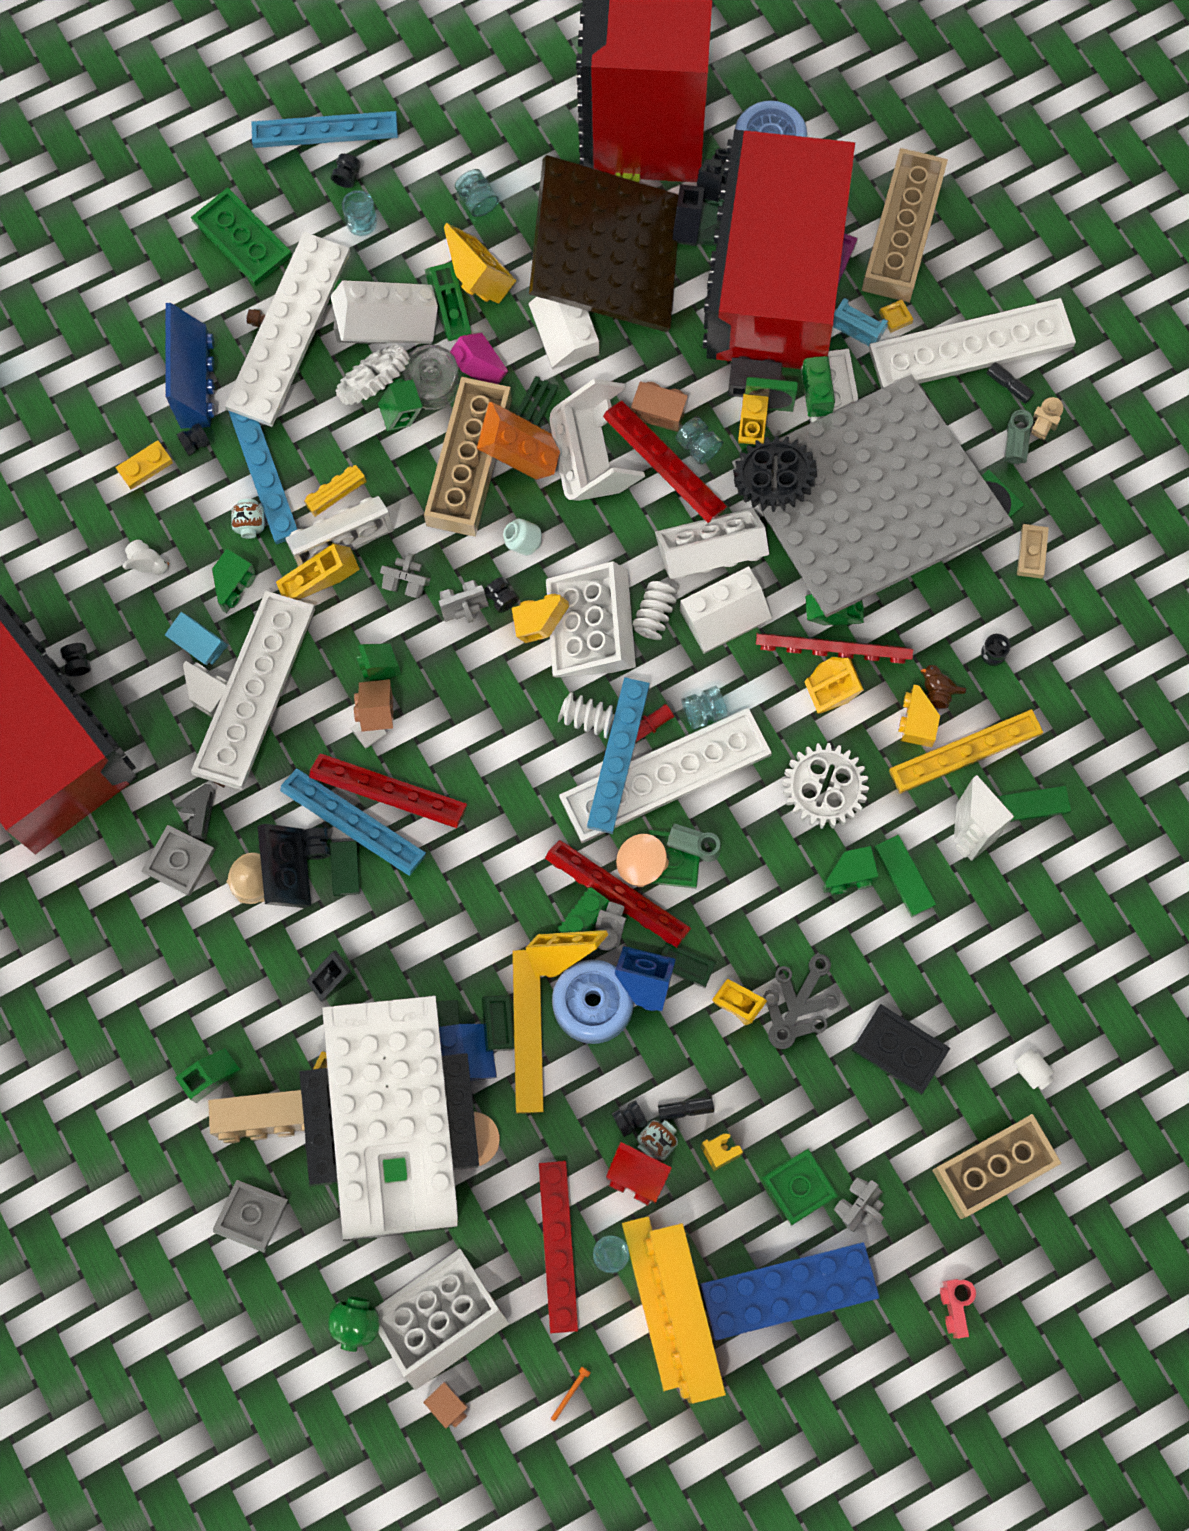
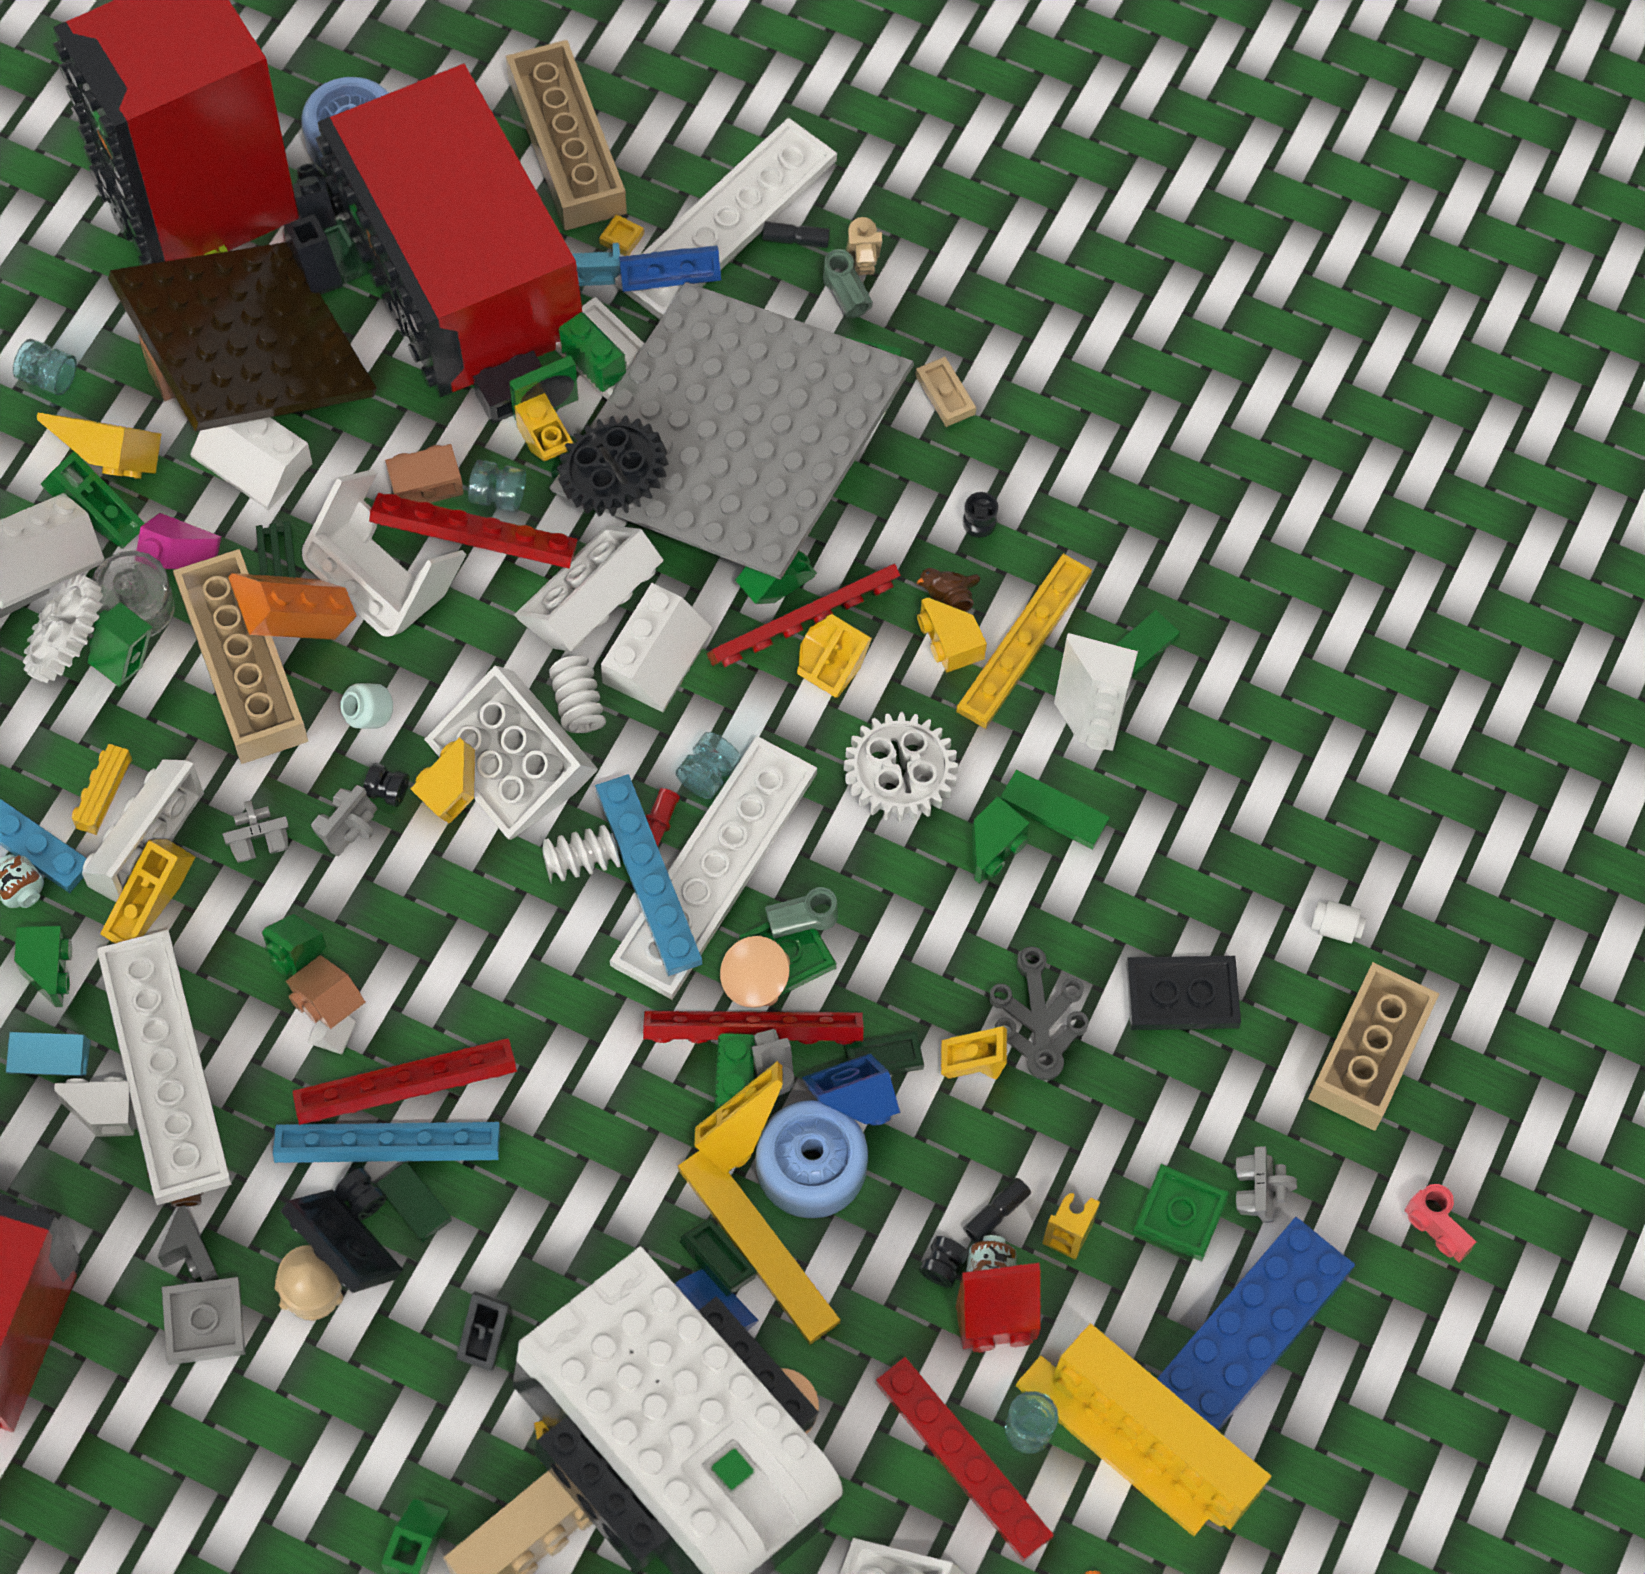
camera: 40 degrees left, 10 degrees down
(907, 359) = (670, 268): none -> blue plate

